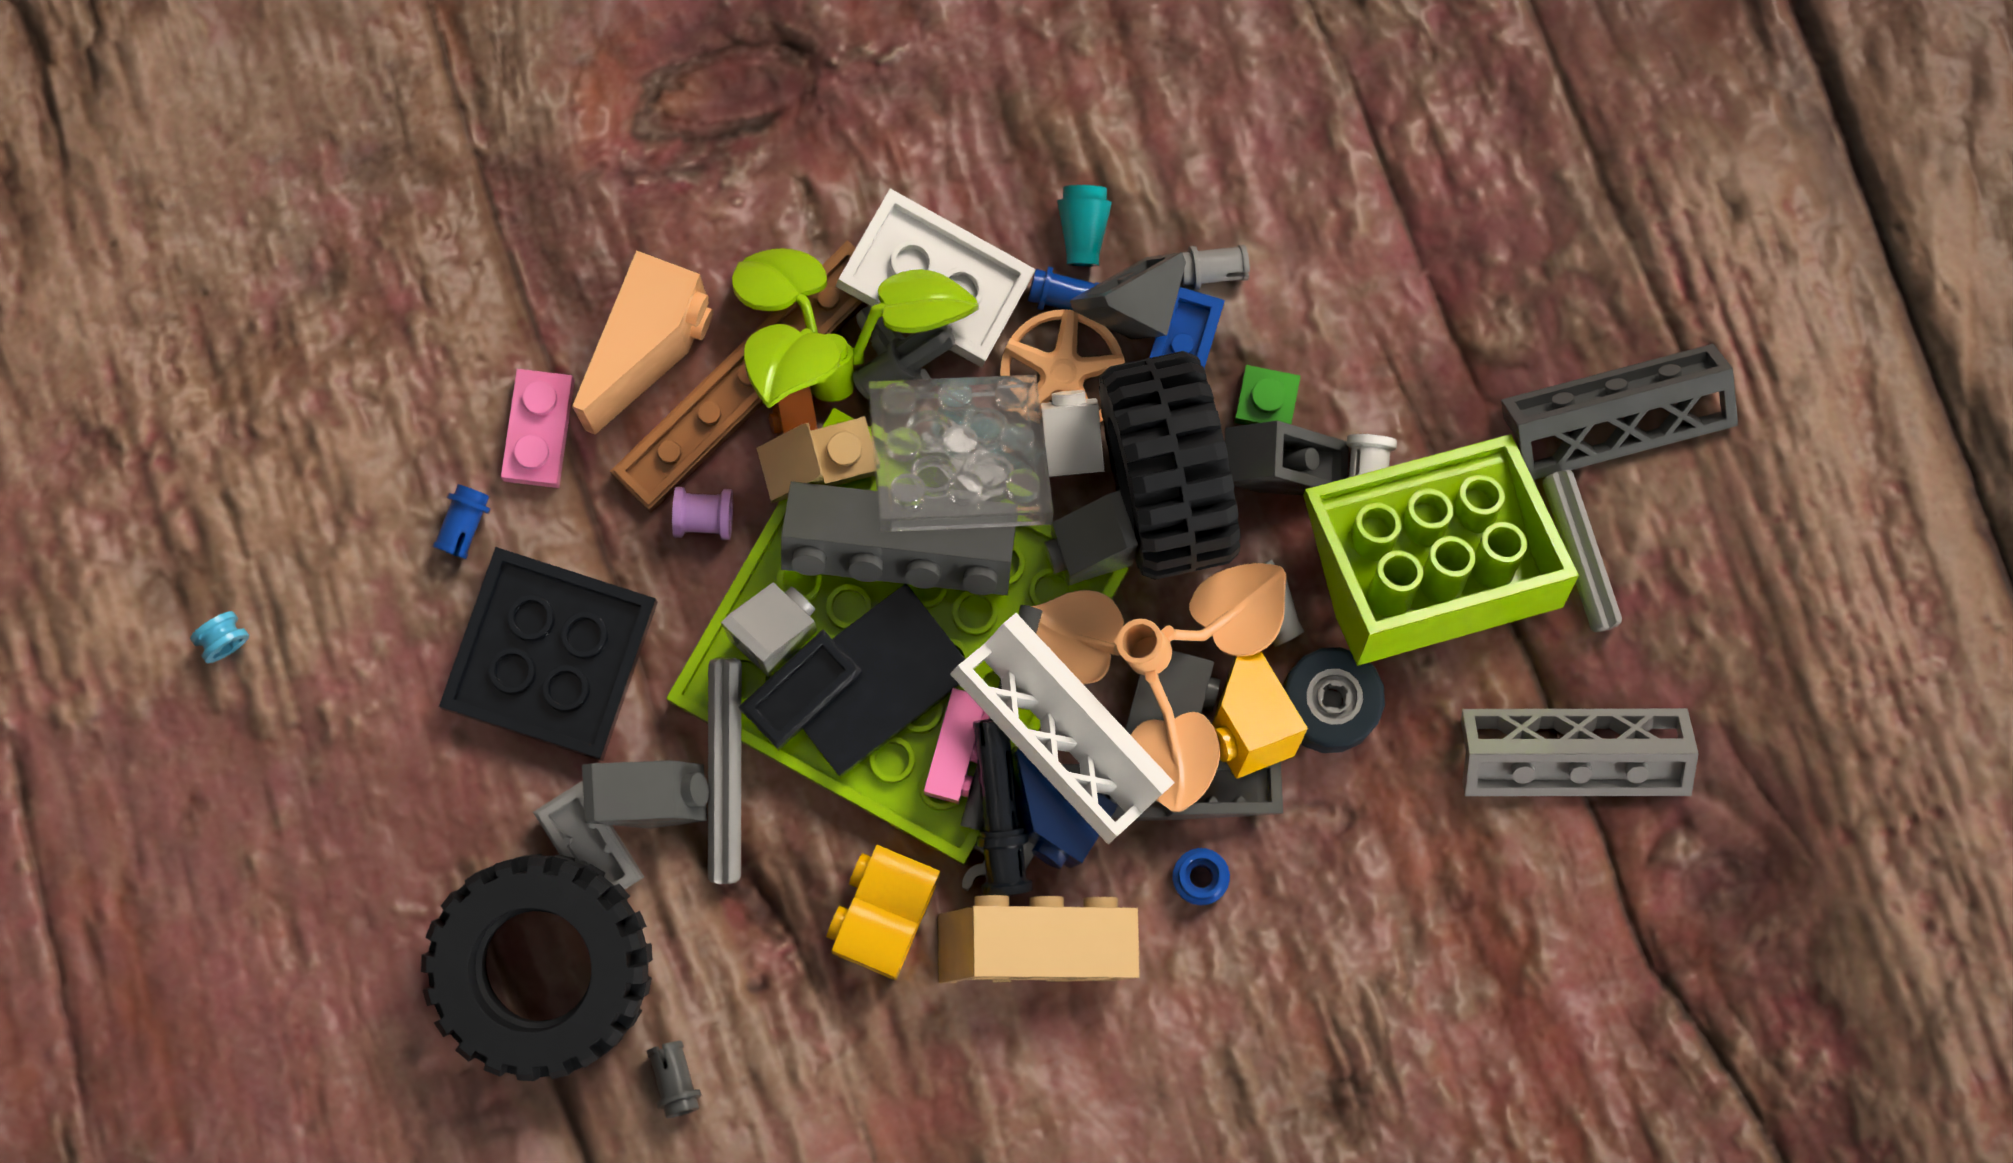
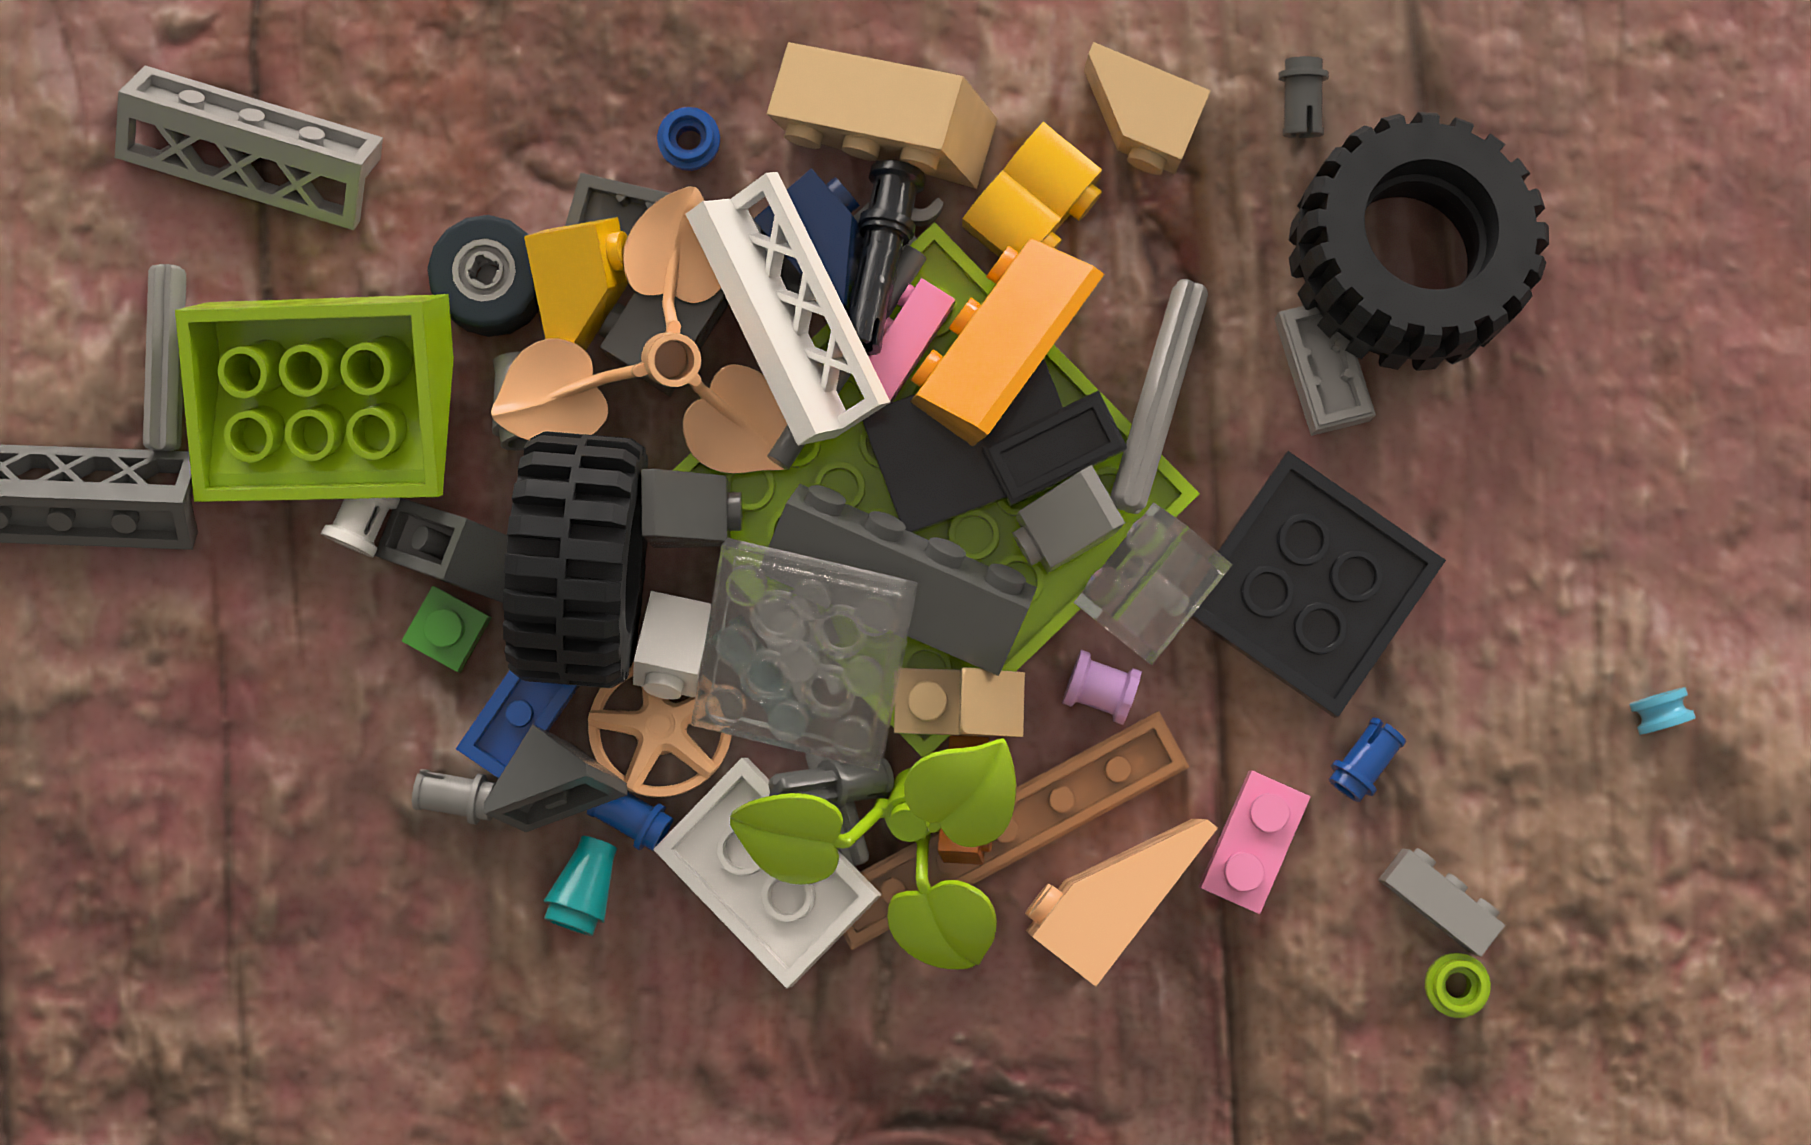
camera: 165 degrees left, 5 degrees up
(324, 350) = (1476, 991): none -> lime plate
(366, 425) = (1442, 900): none -> light grey piece
(645, 793) = (1253, 390): dark grey slope -> none
(684, 606) = (1153, 583): none -> clear brick
(807, 1021) = (1144, 108): none -> tan slope
(870, 759) = (1003, 338): none -> light orange slope

